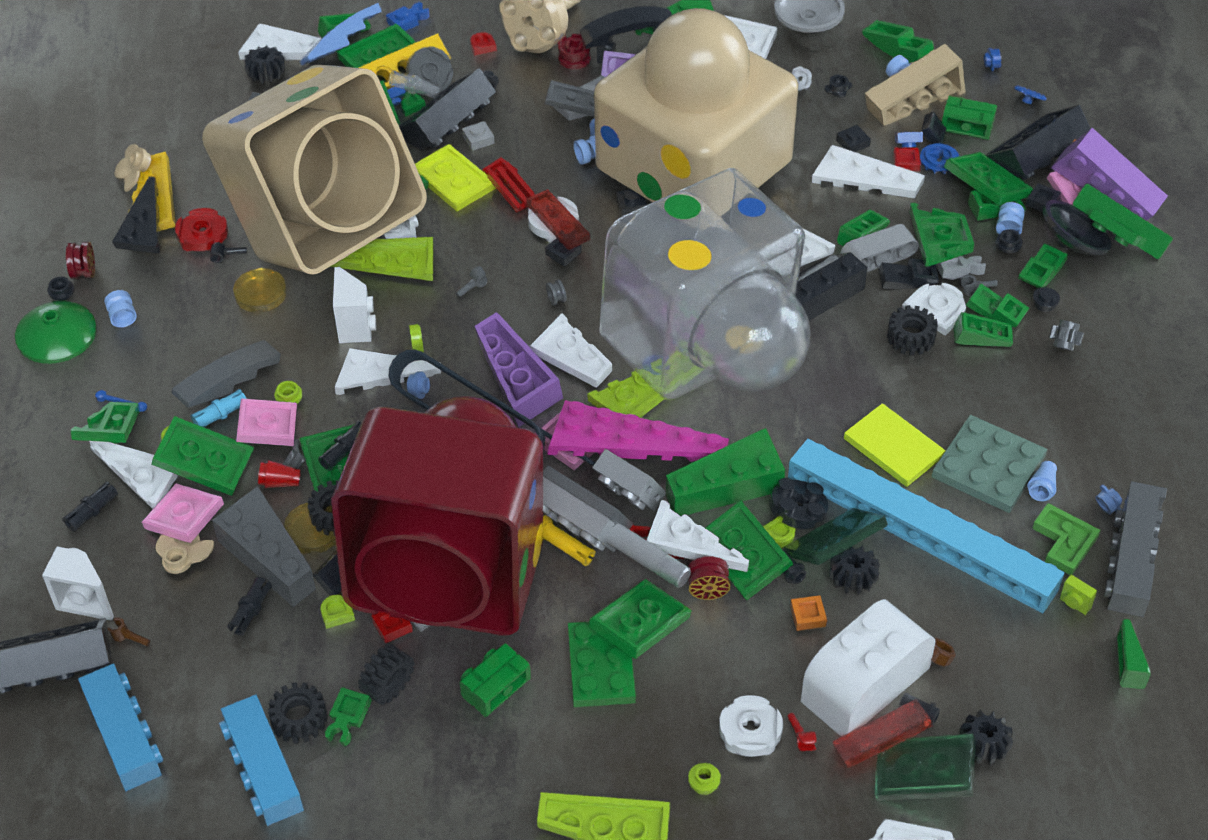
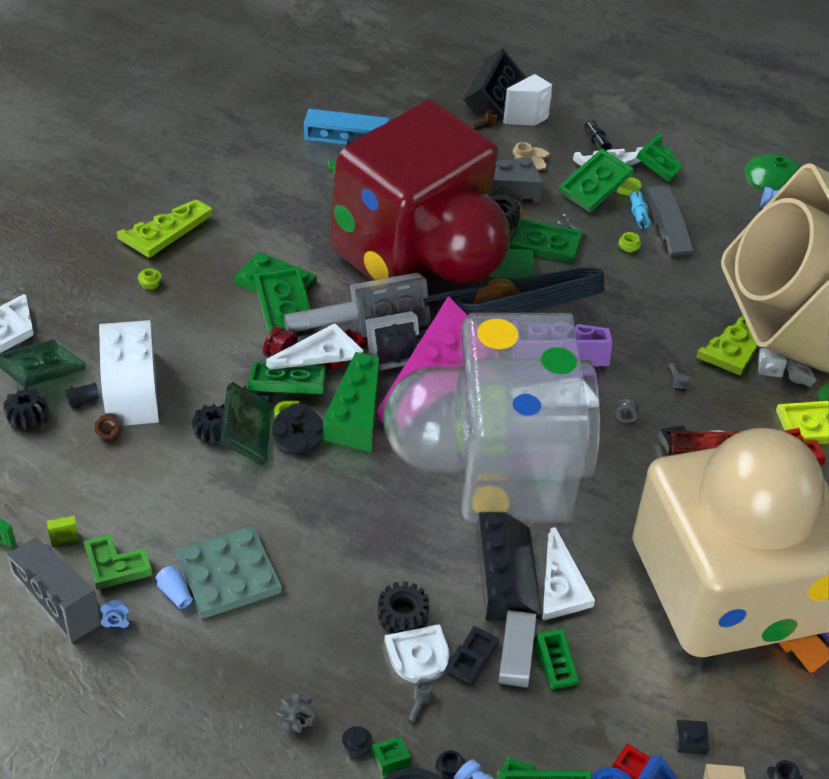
camera: 120 degrees right, 5 degrees down
(102, 396) = (696, 173): blue hinge -> none
(120, 727) = (411, 92): dark azure brick -> none
(183, 513) = (556, 163): bright pink plate -> none
(266, 422) = (607, 220): bright pink plate -> none
(278, 475) = (558, 205): red cone -> none
(340, 448) = (552, 237): black pin -> none
(352, 308) = (686, 286): white slope -> none
(372, 370) = (621, 292): white wing -> none
(416, 337) = (635, 316): lime tile -> none
(418, 384) = (587, 303): medium blue plate -> none
(494, 679) = (307, 226): green brick -> none
(747, 742) = (168, 306): white plate -> none
(805, 74) = (814, 743): light grey plate -> none
(808, 613) = (207, 383): orange plate -> none
(868, 173) = (635, 712): white wing -> none
(882, 733) = (81, 360): clear red tile -> none
(894, 445) = (300, 523): neon yellow tile -> none
(929, 526) = (208, 485): medium azure brick -> none
(941, 234) = (499, 706): green wing -> none
(959, 267) = (450, 694): light grey plate -> none
(973, 331) = (366, 642): green slope -> none
(997, 308) = (378, 698): green slope -> none

